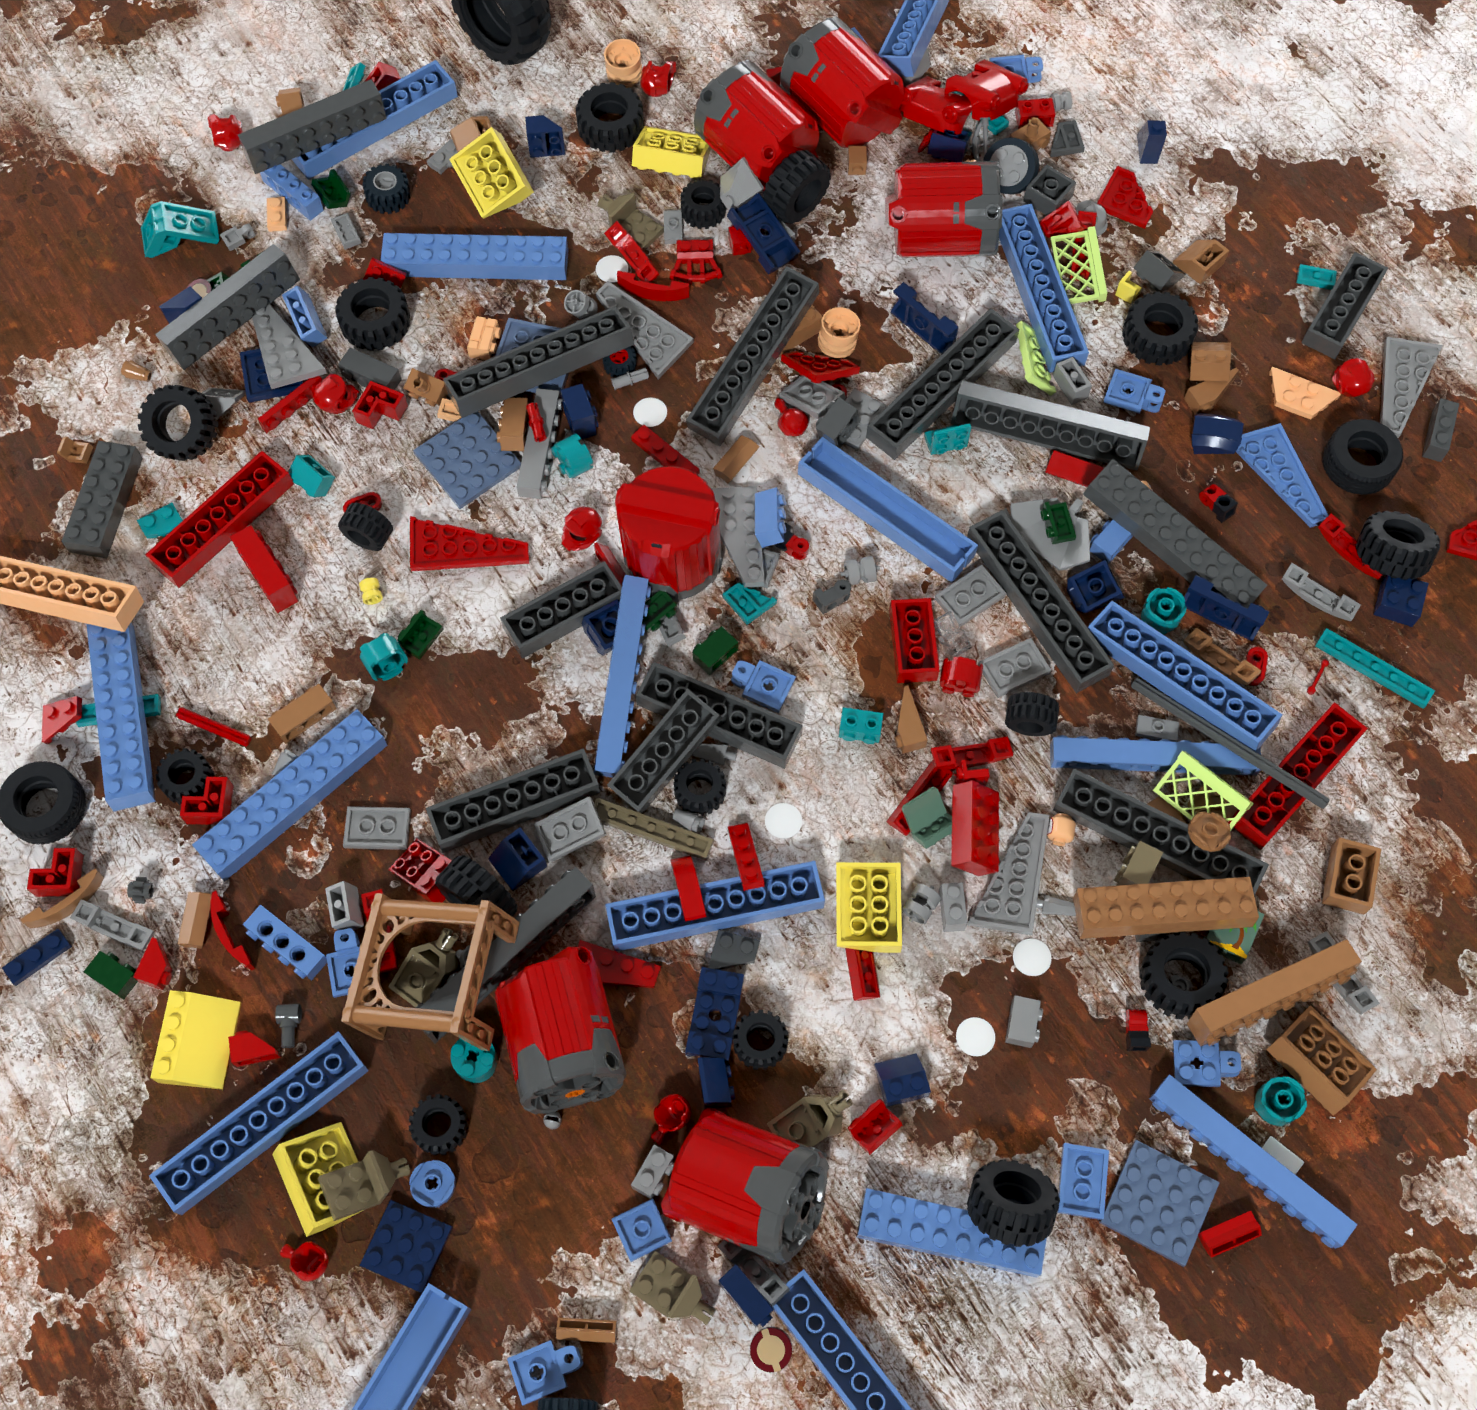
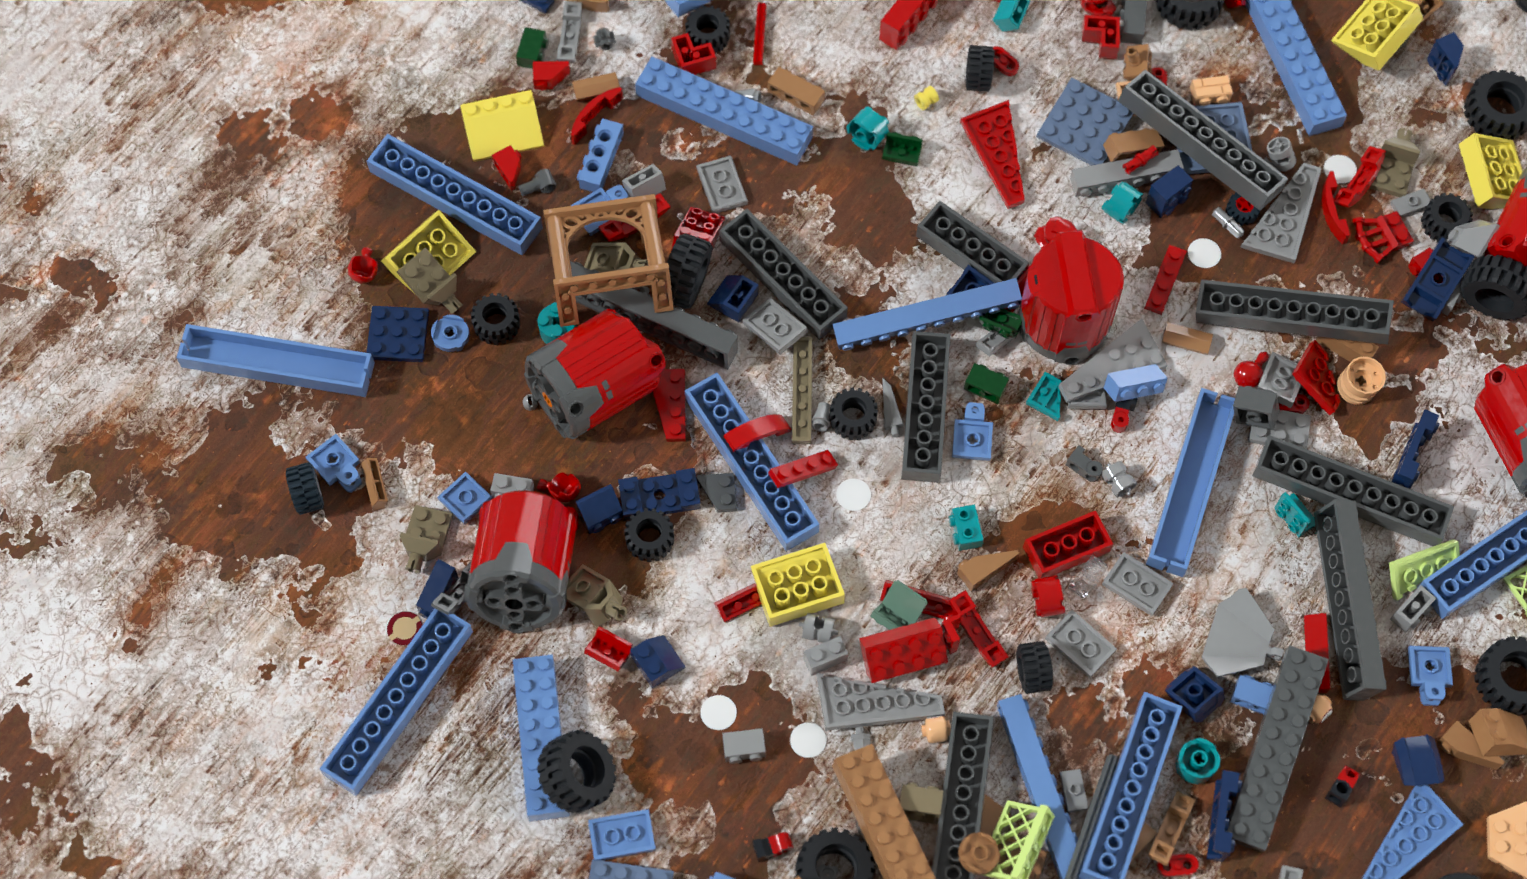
camera: 70 degrees right, 0 degrees up
(664, 751) = (870, 370): dark grey brick -> none
(1040, 602) = (1156, 644): dark grey brick -> none
(1058, 522) = (1246, 637): dark green bracket -> none

